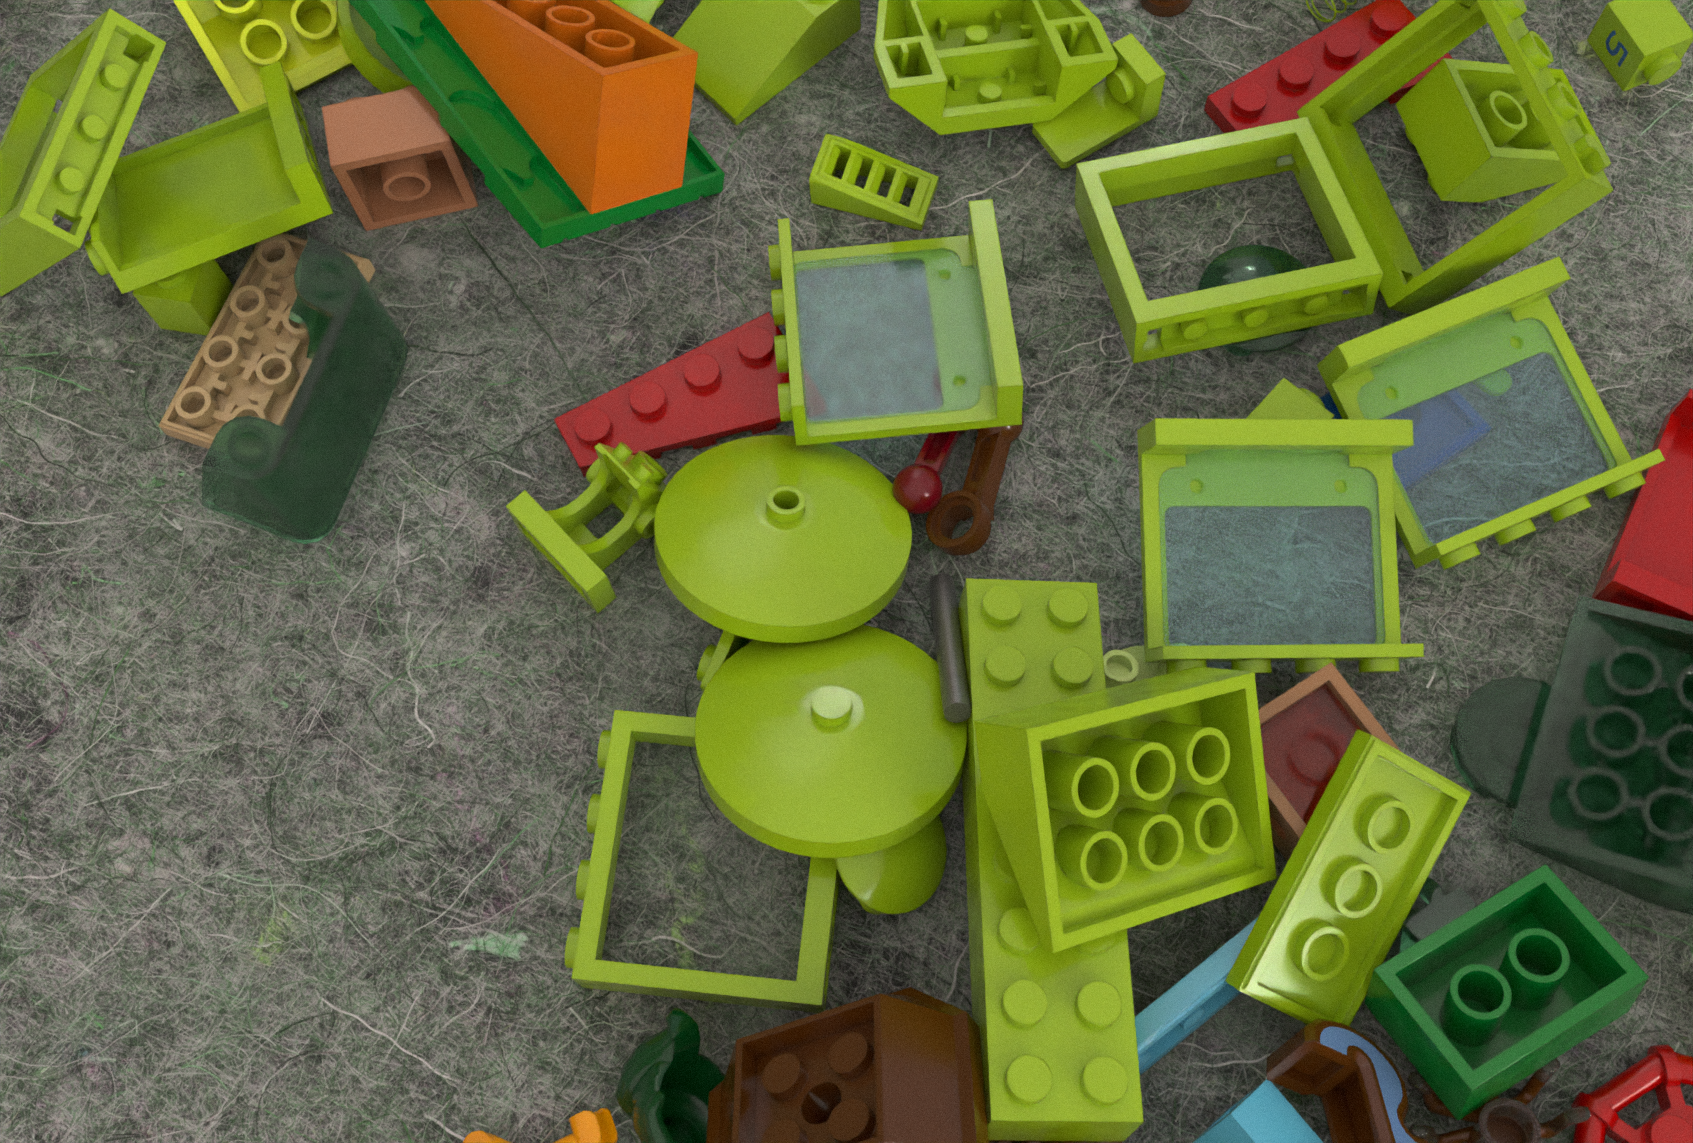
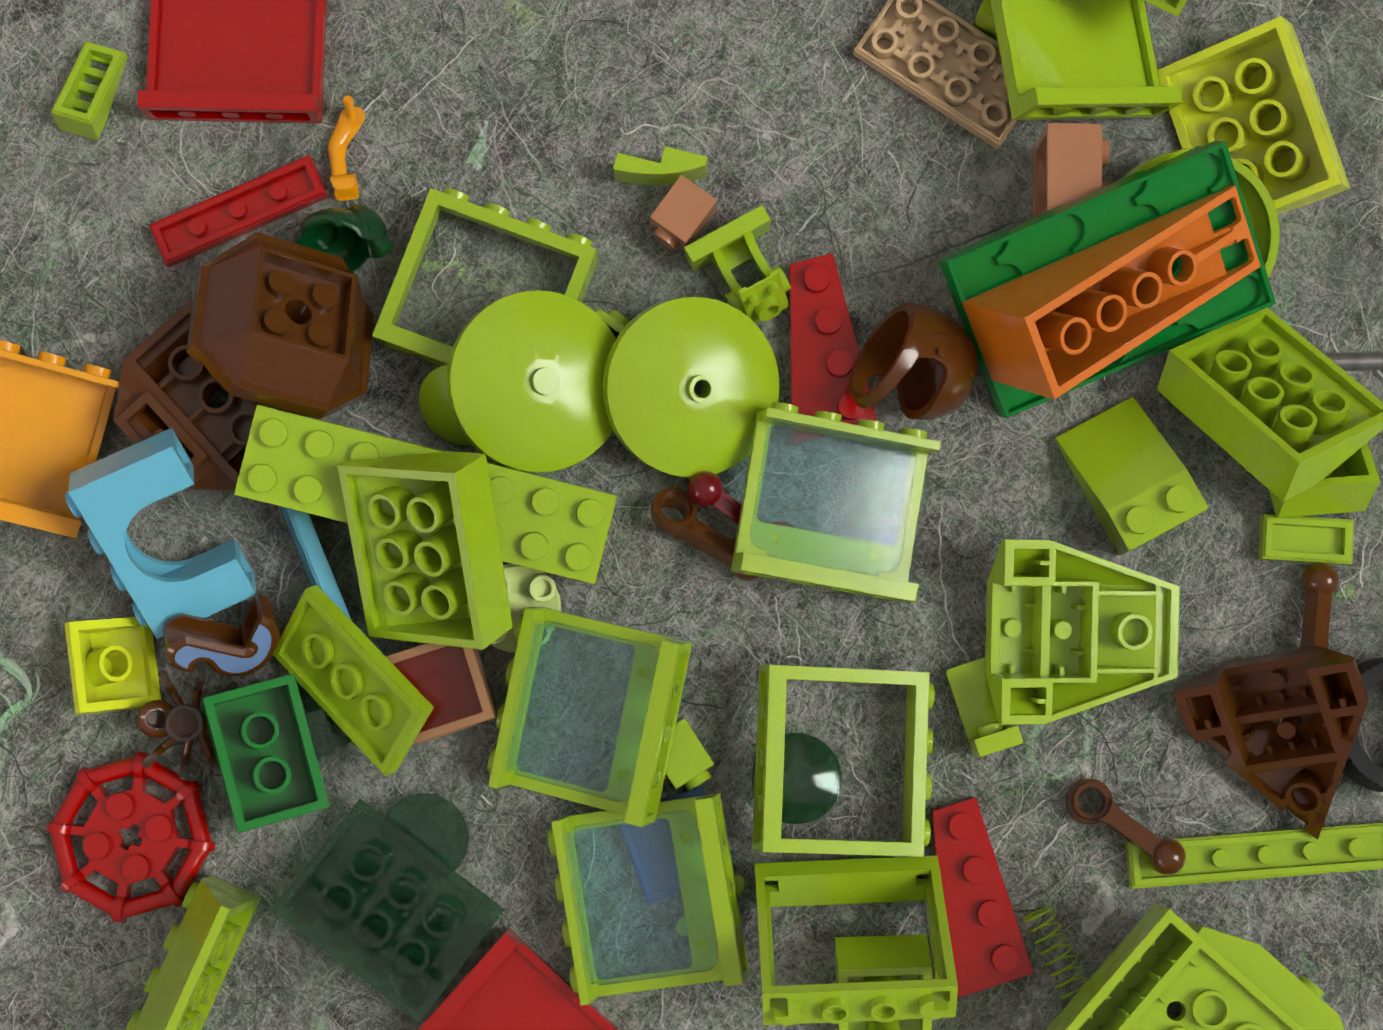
camera: 105 degrees right, 15 degrees up
(301, 472) = (815, 73): clear green windscreen -> none
(474, 654) = (650, 173): none -> lime slope
(539, 617) = (682, 214): none -> nougat brick
(676, 262) = (922, 355): none -> reddish brown piece
(860, 160) = (985, 491): lime slope -> none
(949, 649) = (581, 476): flat silver bar -> none

